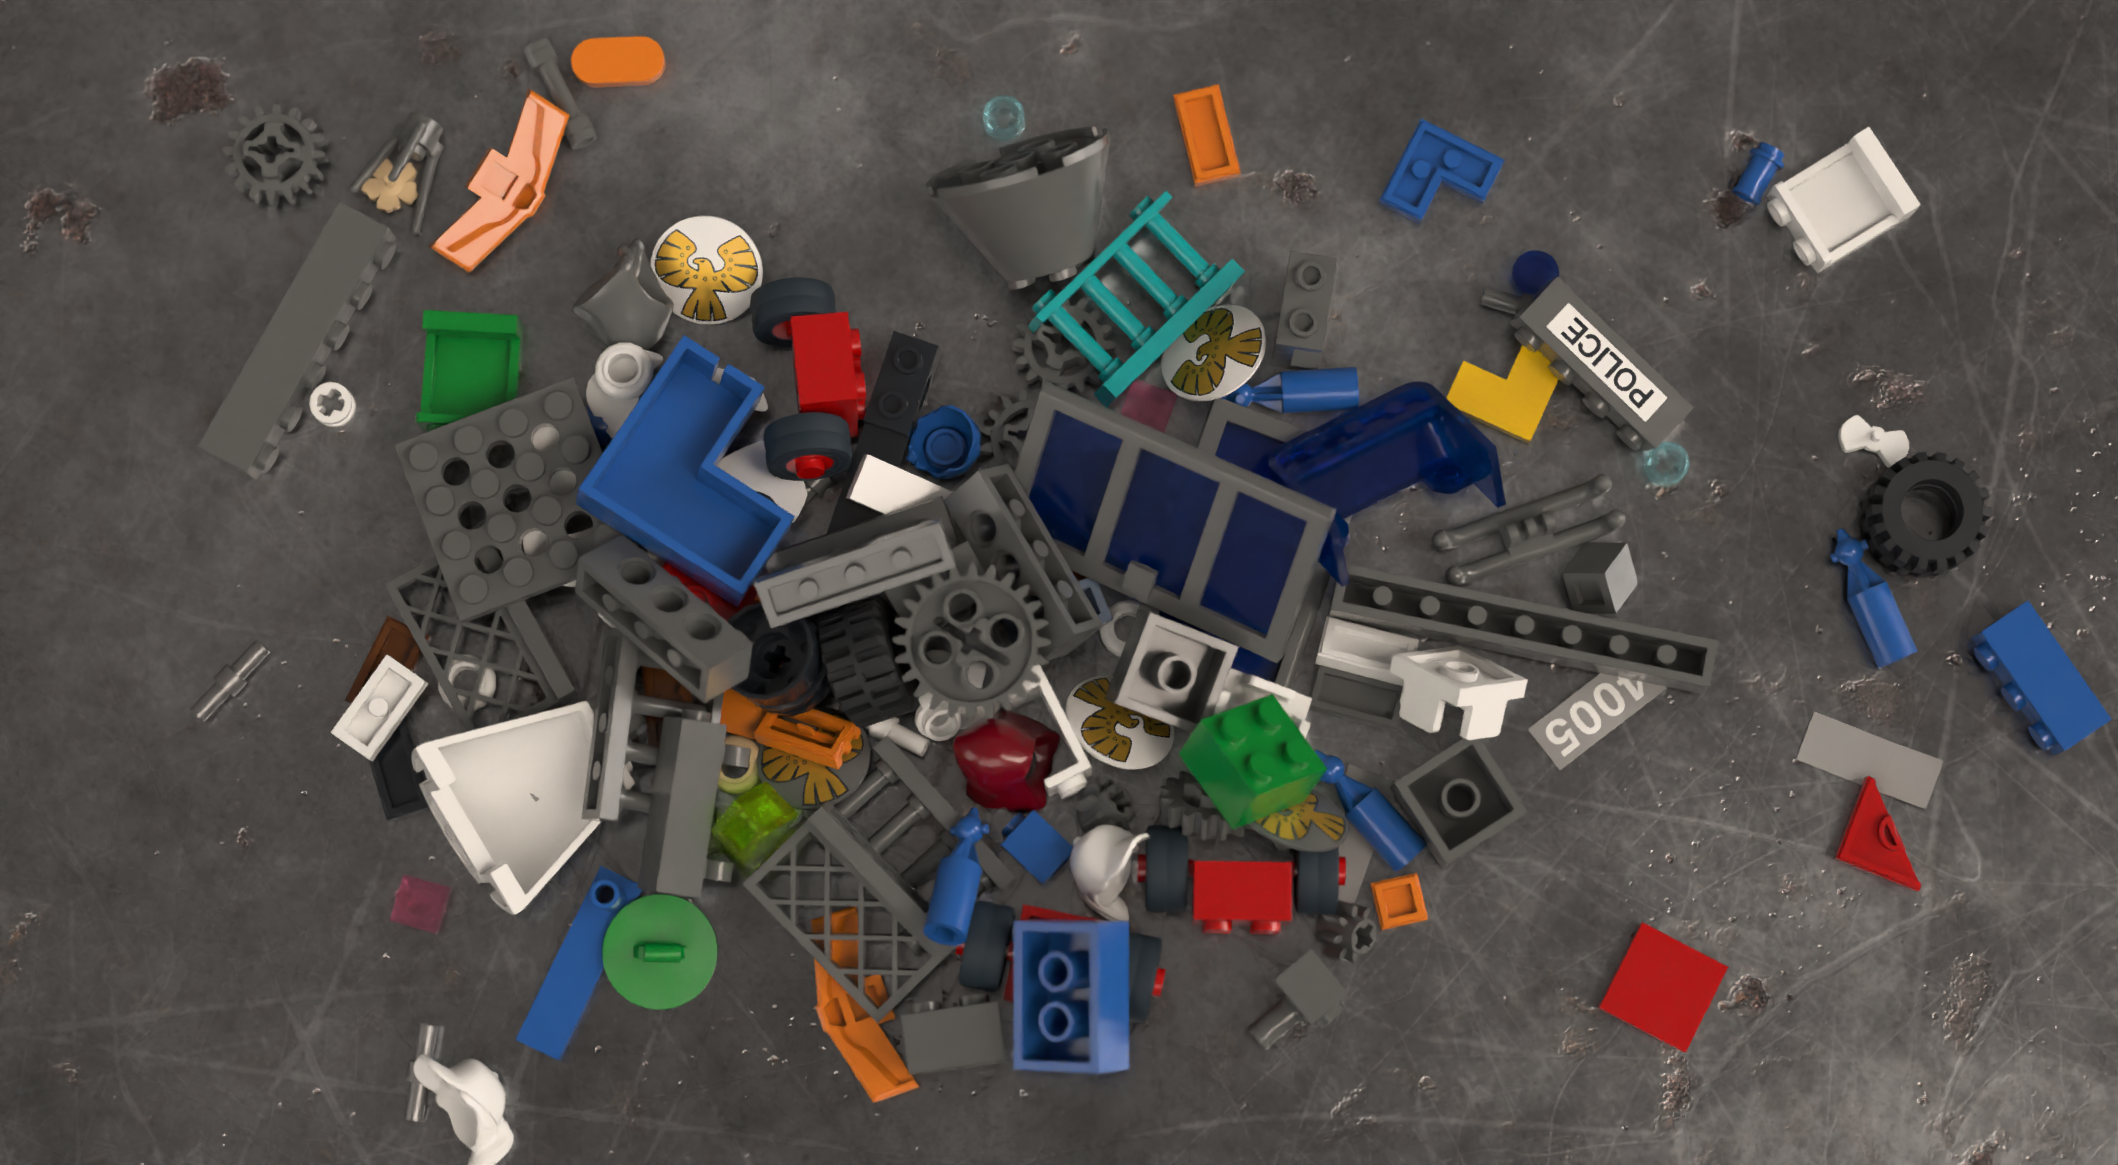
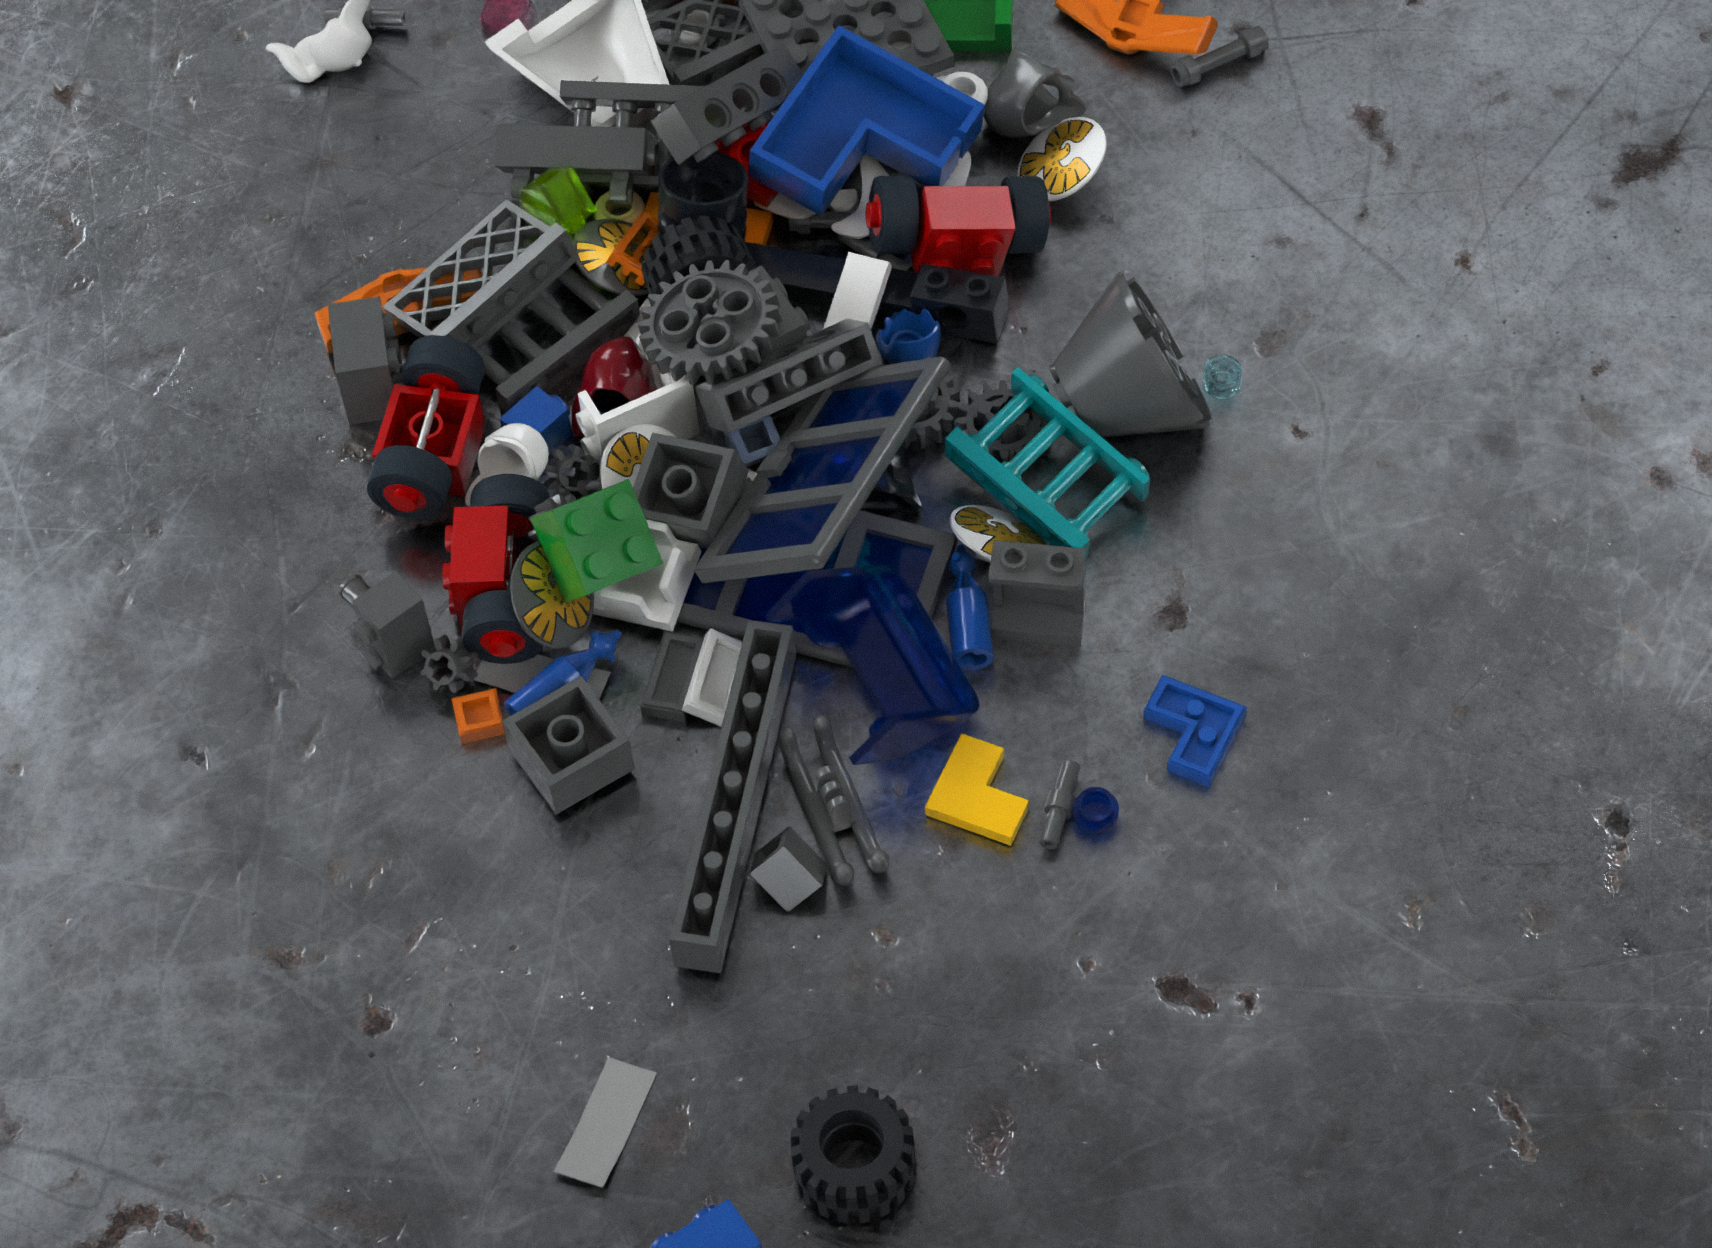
camera: 90 degrees right, 25 degrees down
(576, 967) = (445, 113): blue piece -> none
(618, 61) = (1253, 96): orange tile -> none
(659, 951) = (455, 168): green shield -> none
(857, 562) = (784, 242): dark grey fence -> none
(956, 885) = (496, 335): blue wheel -> none
(1071, 995) = (385, 406): blue brick -> none
(1149, 405) = (945, 496): clear pink tile -> none
(1206, 135) = (1218, 536): orange tile -> none
(1456, 678) = (675, 730): white panel -> none
(1590, 715) = (650, 868): light grey sticker -> none
(1600, 365) = (999, 853): dark grey brick -> none
(1662, 987) = (385, 937): red tile -> none
(1680, 467) = (904, 942): clear light blue bush -> none
(1759, 172) = (1211, 1004): blue pin -> none
(1842, 201) = (1184, 1080): white panel -> none
(1857, 434) = (941, 1105): white piece -> none
(1873, 604) = (758, 1115): blue wheel -> none
(1873, 841) = (523, 1123): red tile -> none

